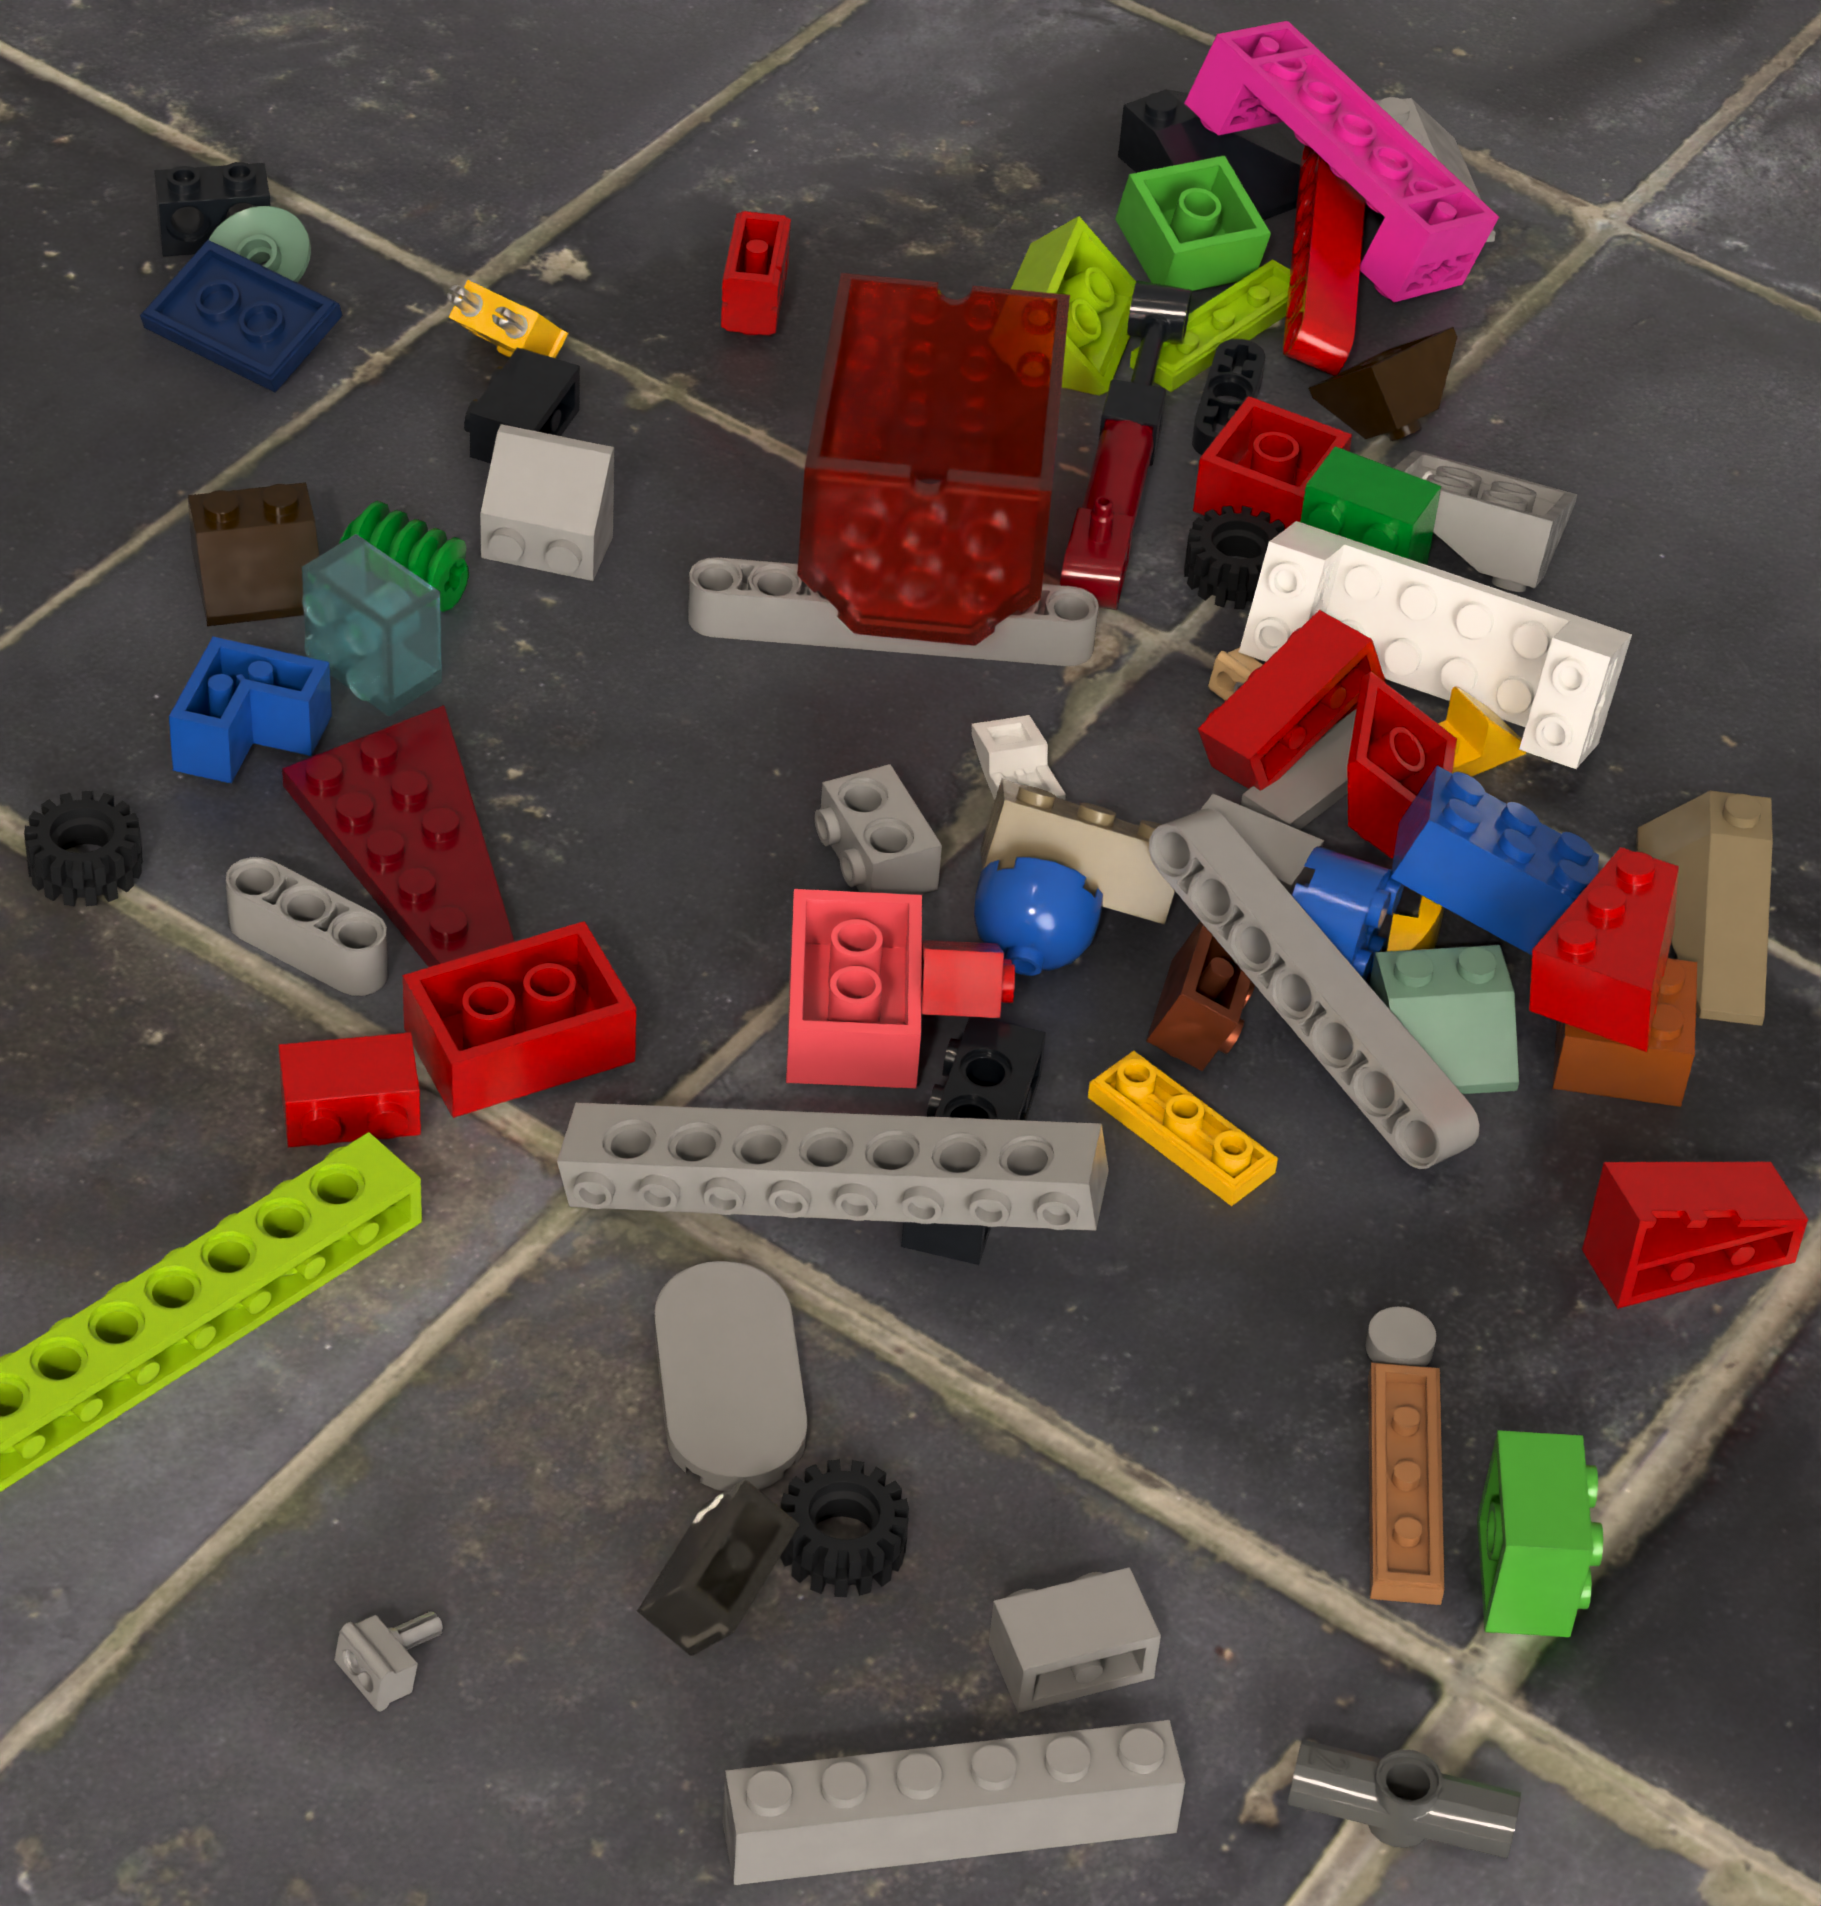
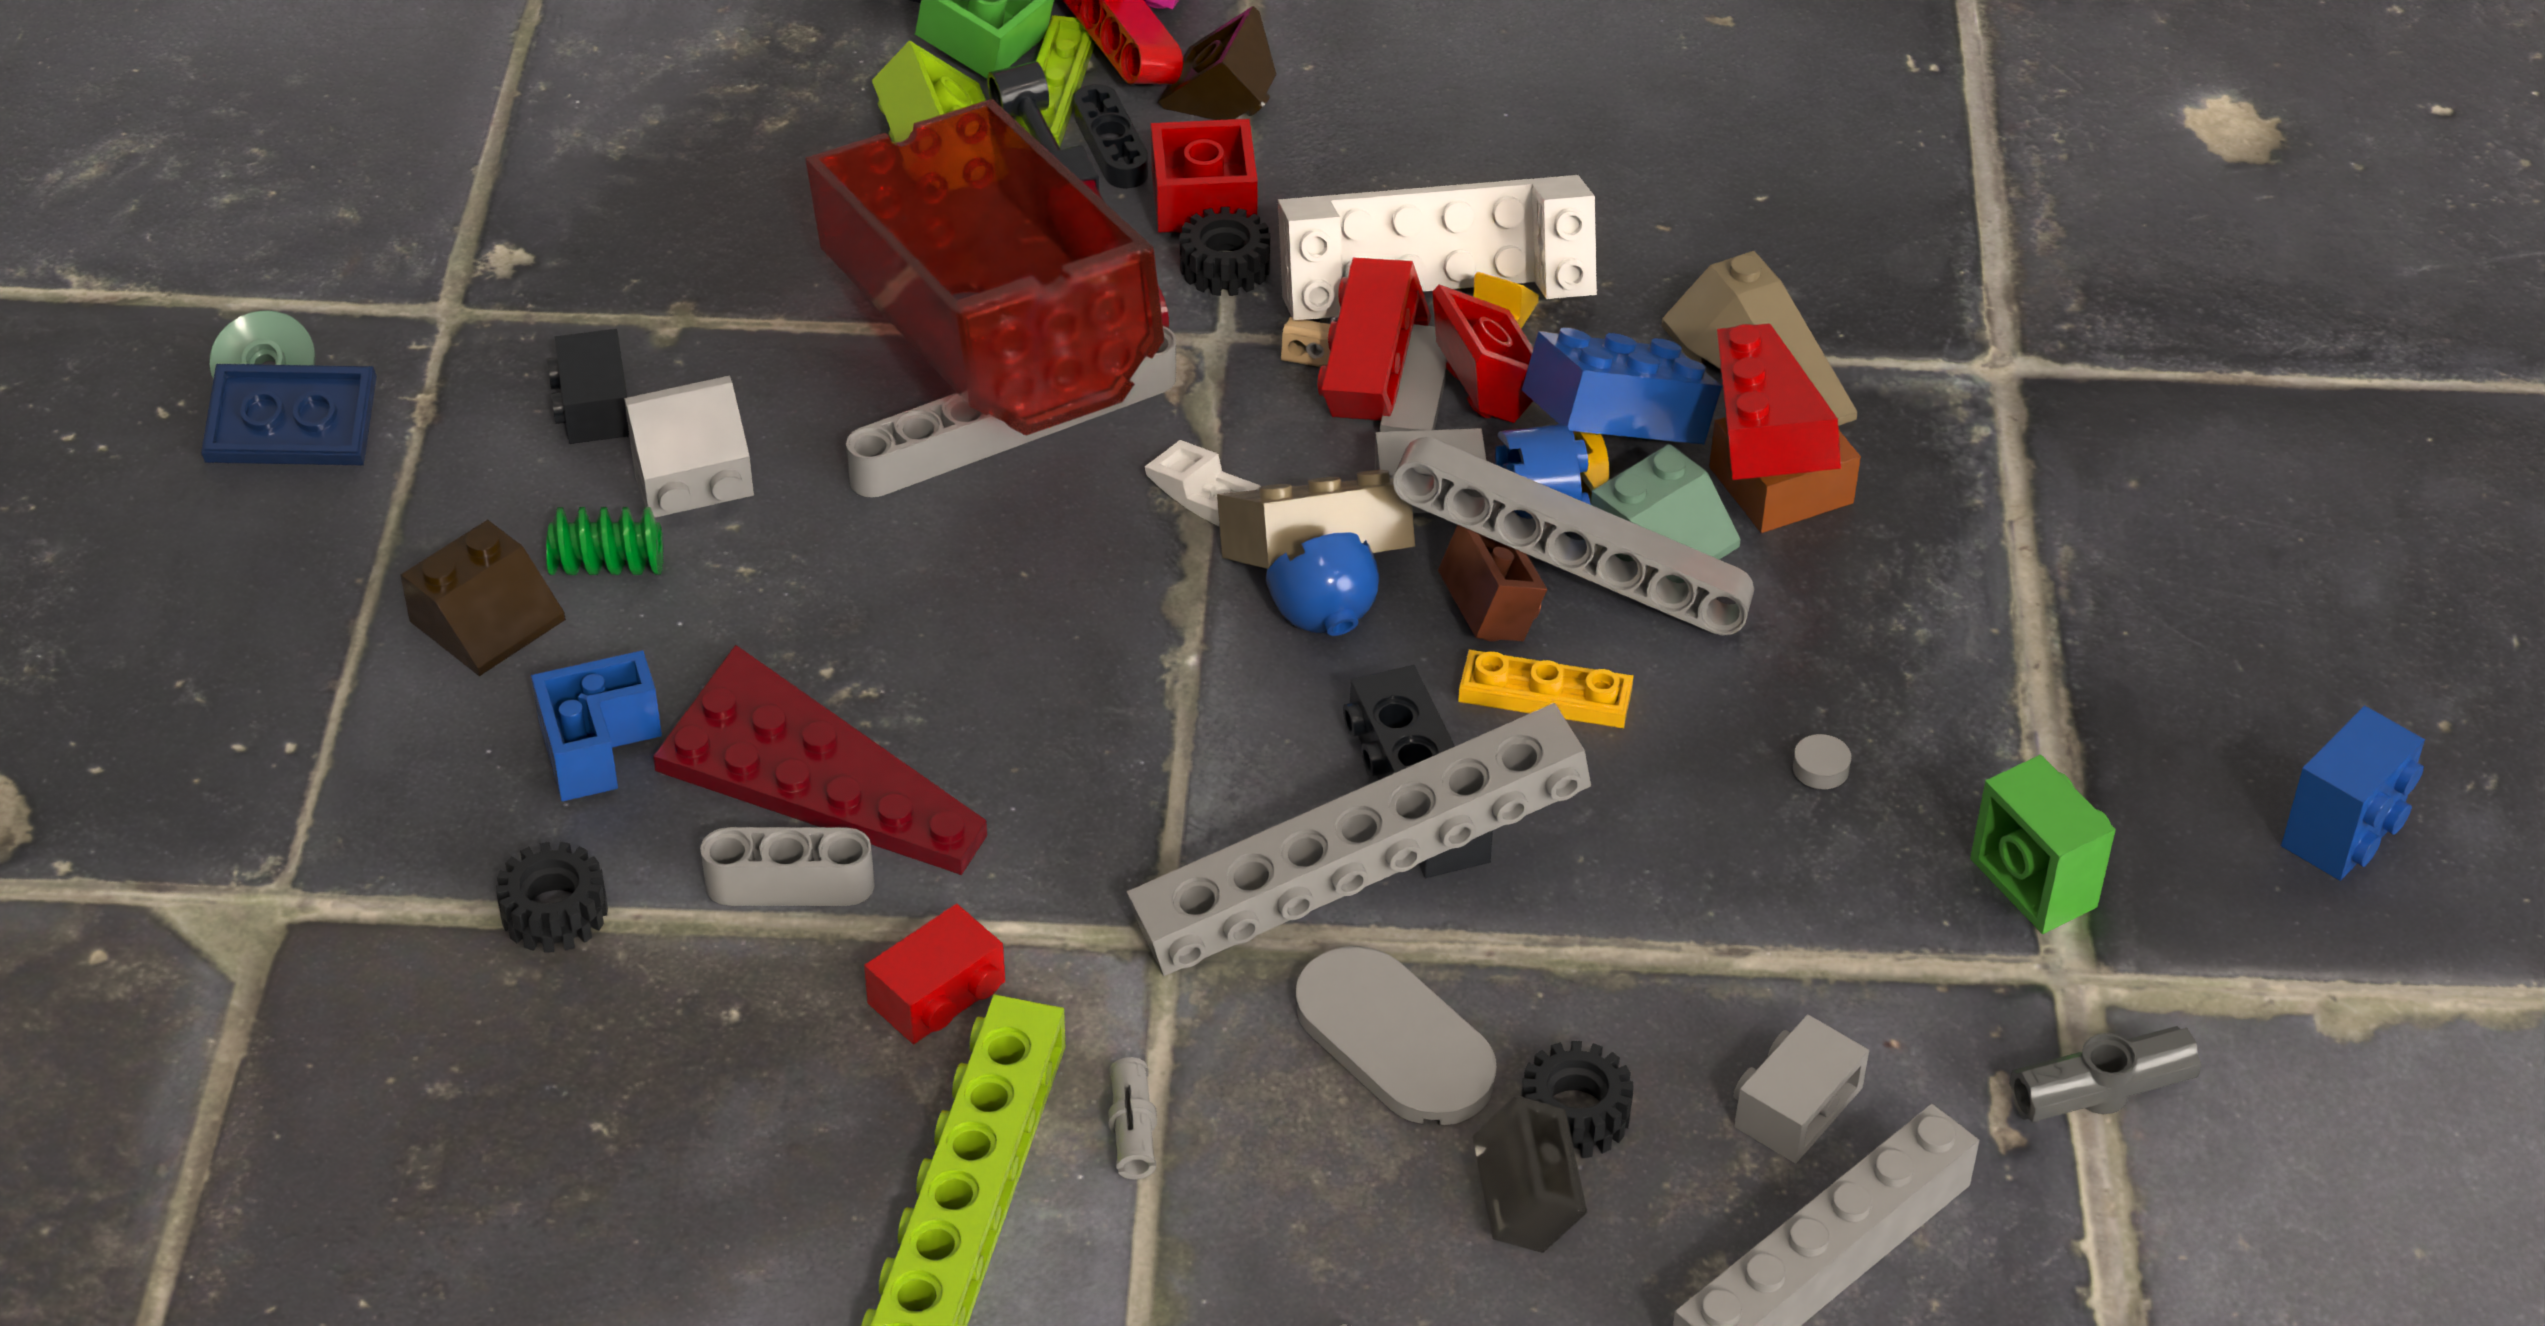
camera: 30 degrees left, 0 degrees up
(201, 198) = (177, 339): black brick -> none
(372, 624) = (639, 600): clear light blue brick -> none
(410, 1316) = (1133, 1134): none -> light grey pin
(504, 321) = (521, 323): yellow piece -> none
(519, 1018) = (1023, 850): red brick -> none
(755, 273) = (684, 195): red brick -> none
(855, 989) = (1246, 703): coral brick -> none
(878, 833) = (1155, 582): light grey brick -> none
(965, 979) = (1322, 655): brick -> none
(1372, 504) = (1307, 165): green brick -> none
(1405, 1484) = (1909, 860): medium nougat tile -> none
(1495, 519) = (1387, 136): light grey slope -> none
(1688, 1226) = (1946, 583): red wedge -> none

